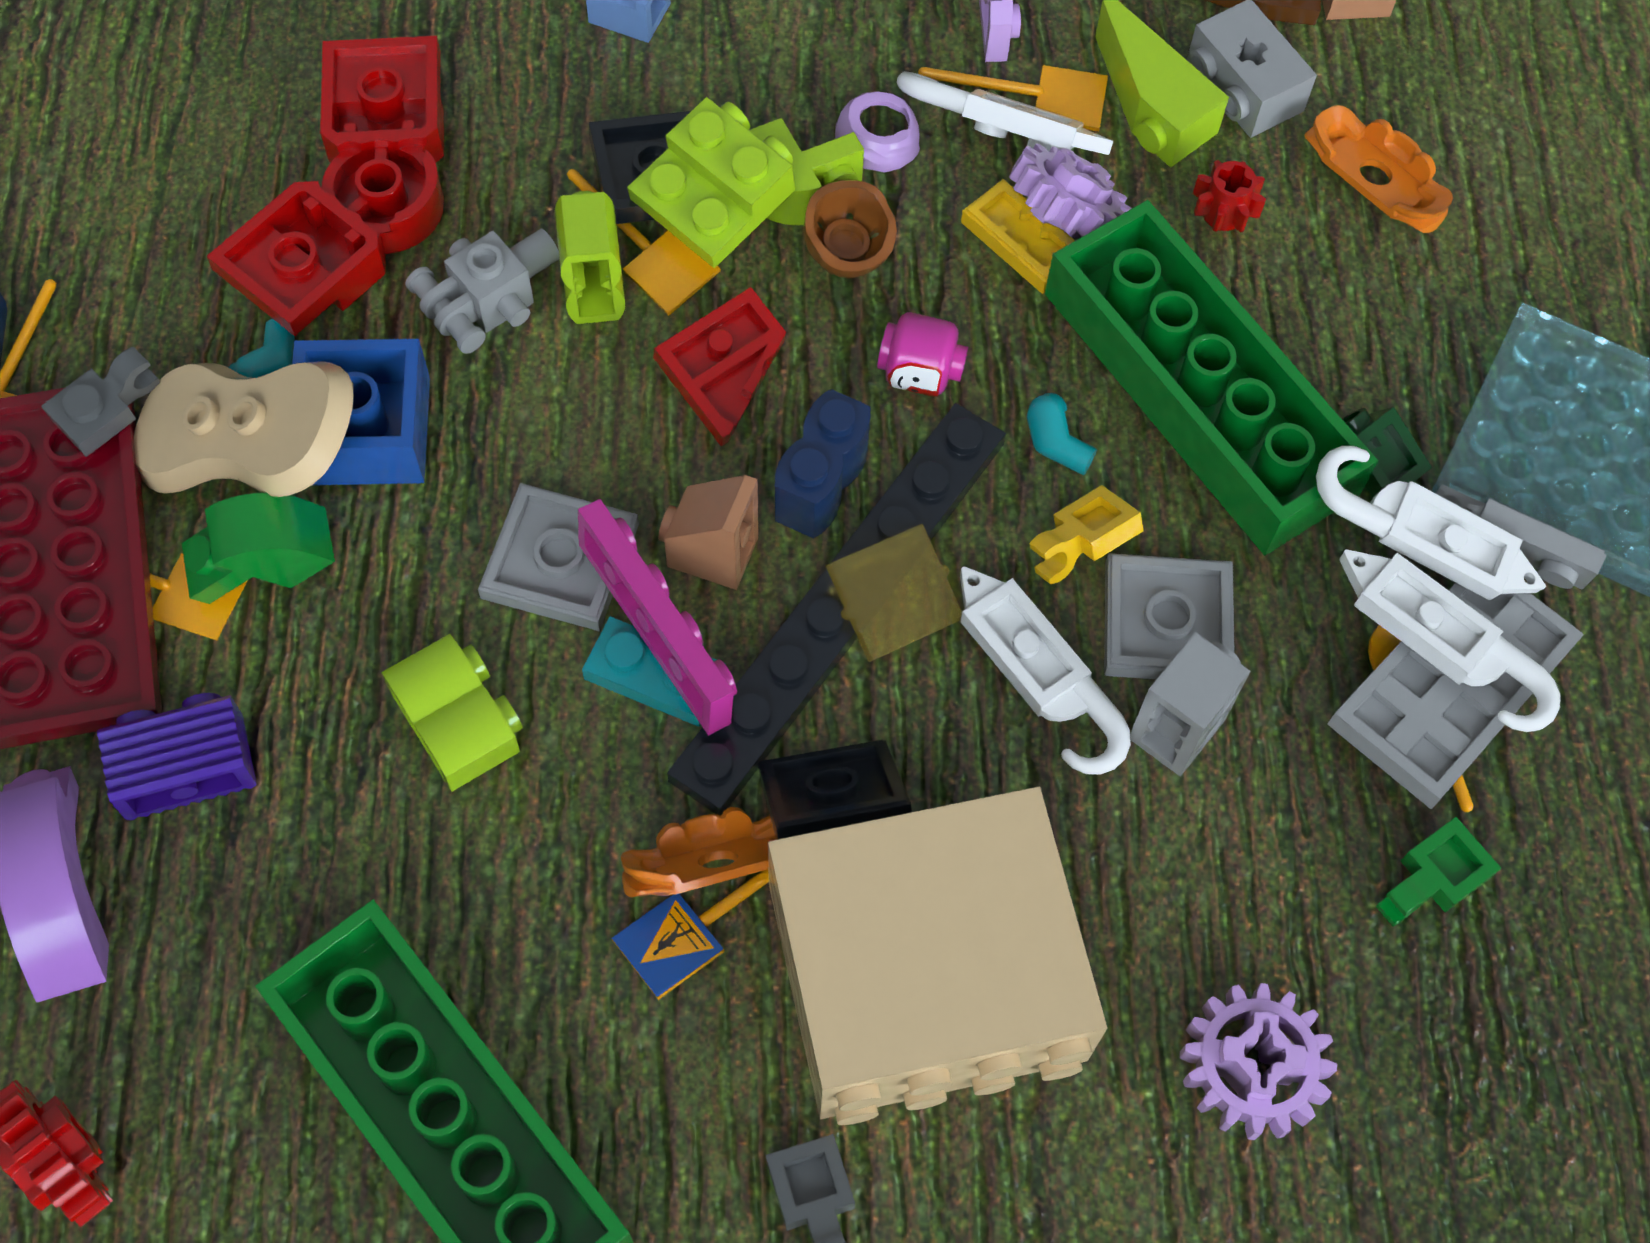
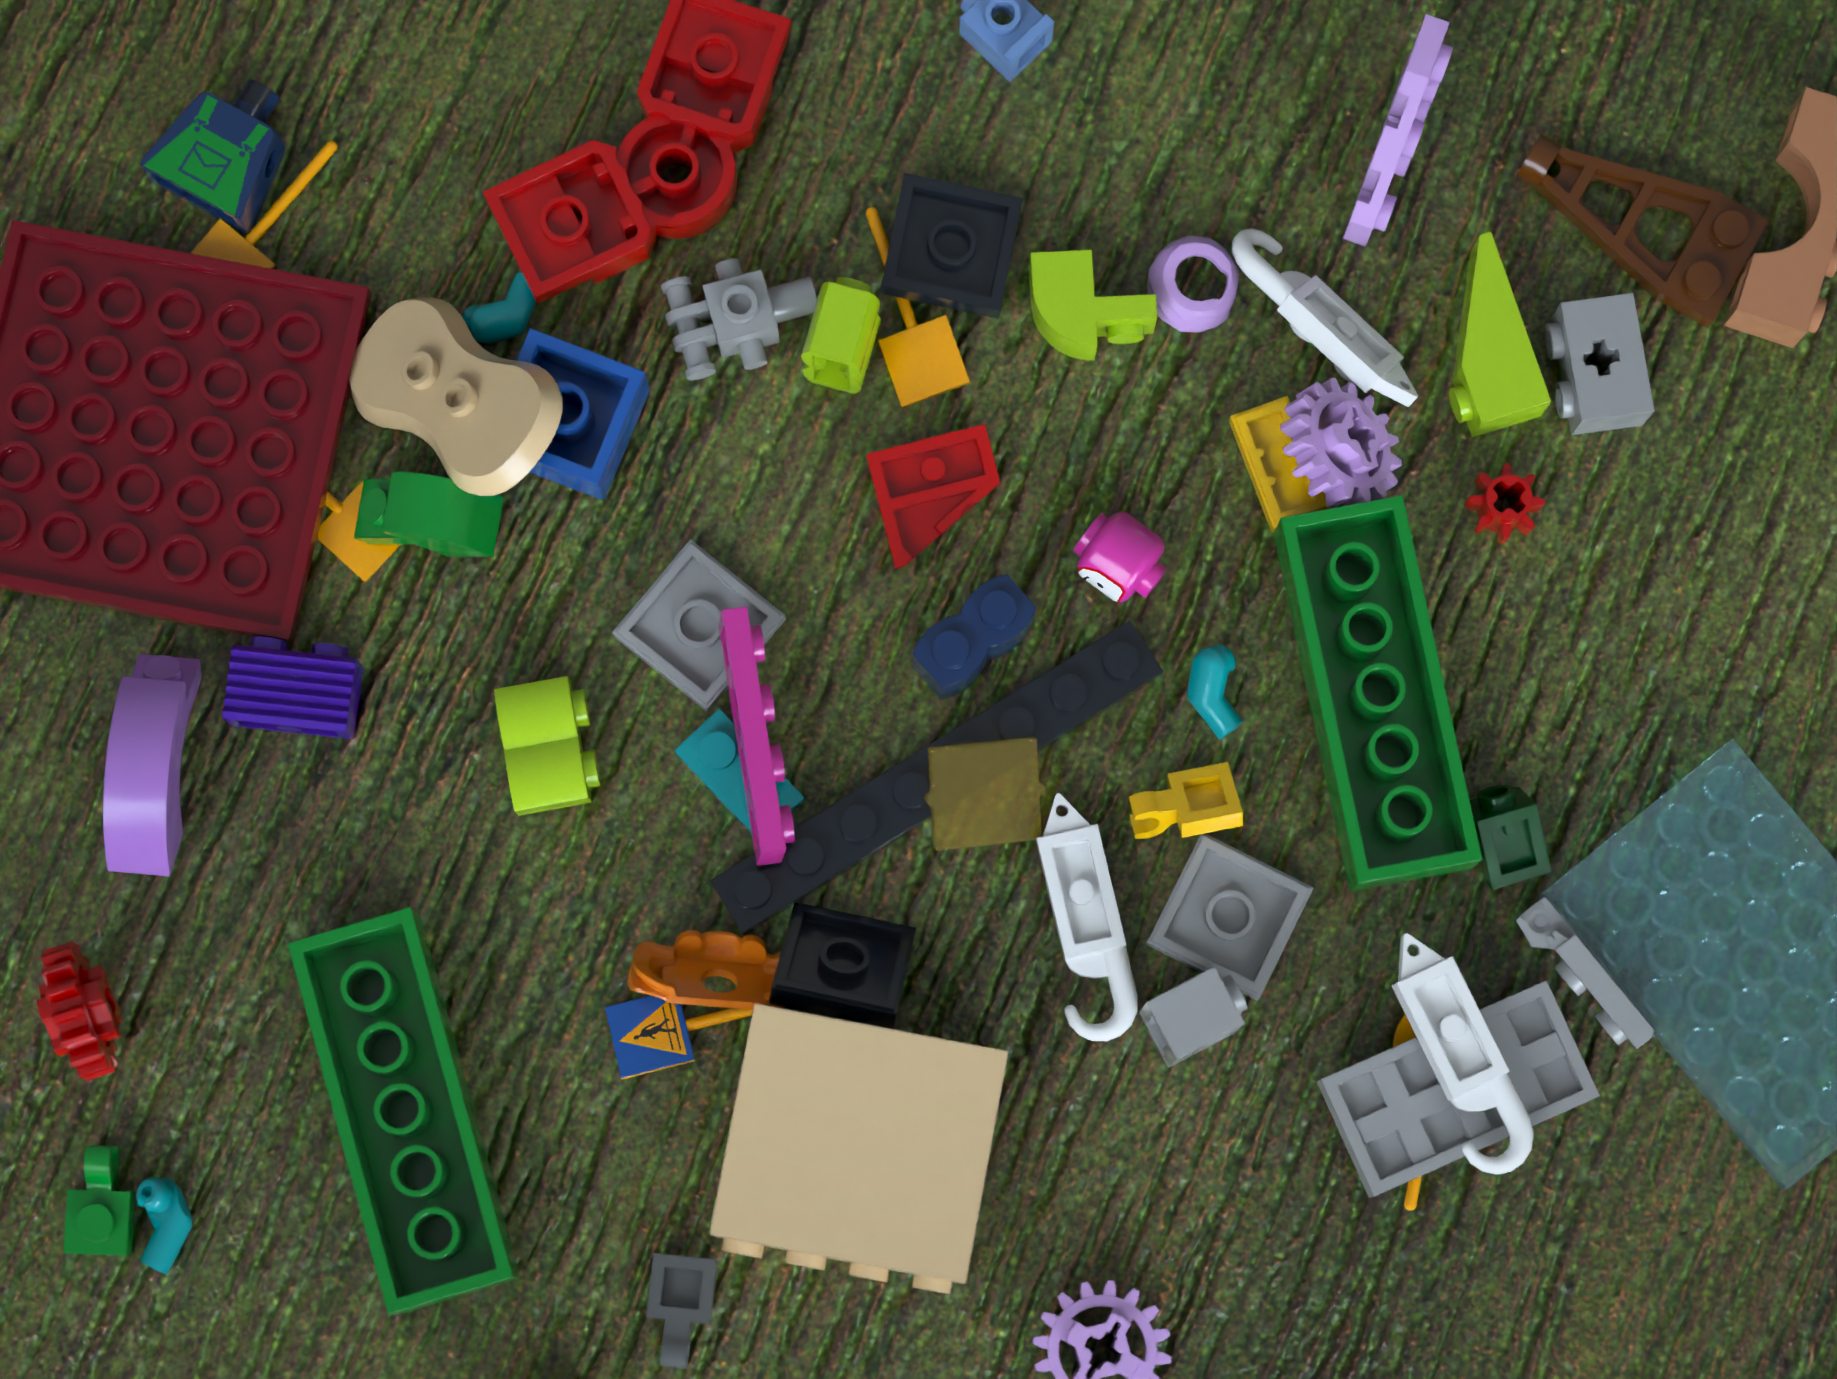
camera: 25 degrees right, 15 degrees up
(98, 409) = (329, 314): dark grey plate -> none
(713, 530) = (841, 666): nougat slope -> none
(714, 180) = (991, 303): lime plate -> none
(846, 243) = (1106, 398): dark orange helmet -> none
(1060, 91) = (1405, 312): light orange piece -> none
(1349, 144) = (1659, 487): orange piece -> none
(1432, 531) = (1496, 946): white plate -> none
(1442, 867) = (1354, 1254): green plate -> none

